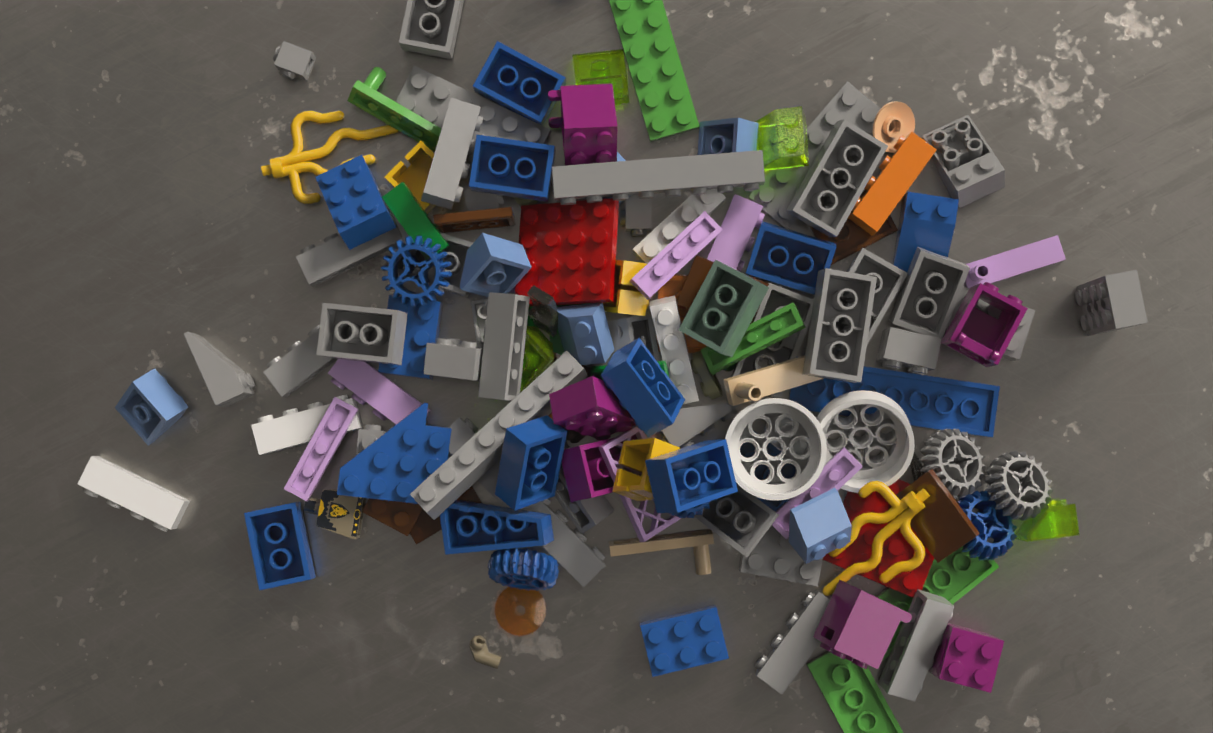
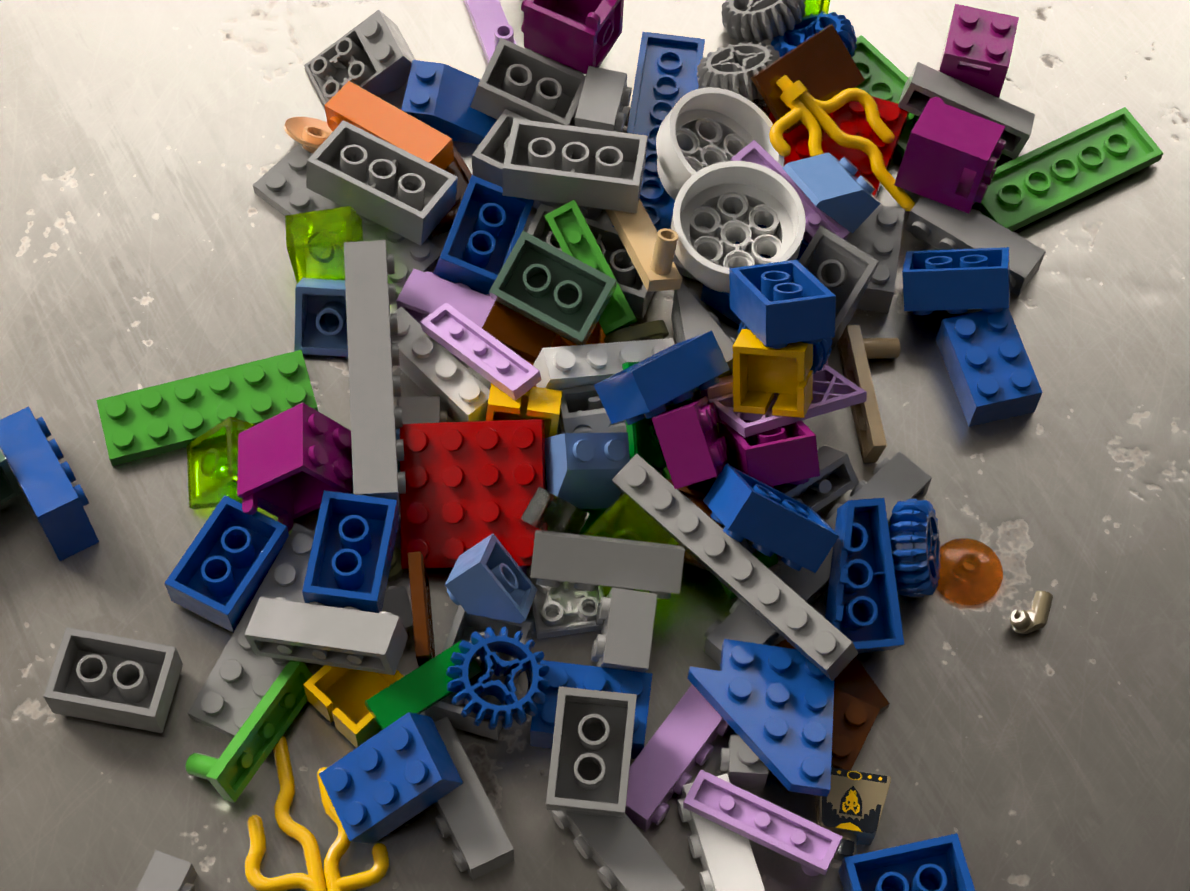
camera: 95 degrees left, 25 degrees down
(749, 620) = (956, 280): none -> blue brick

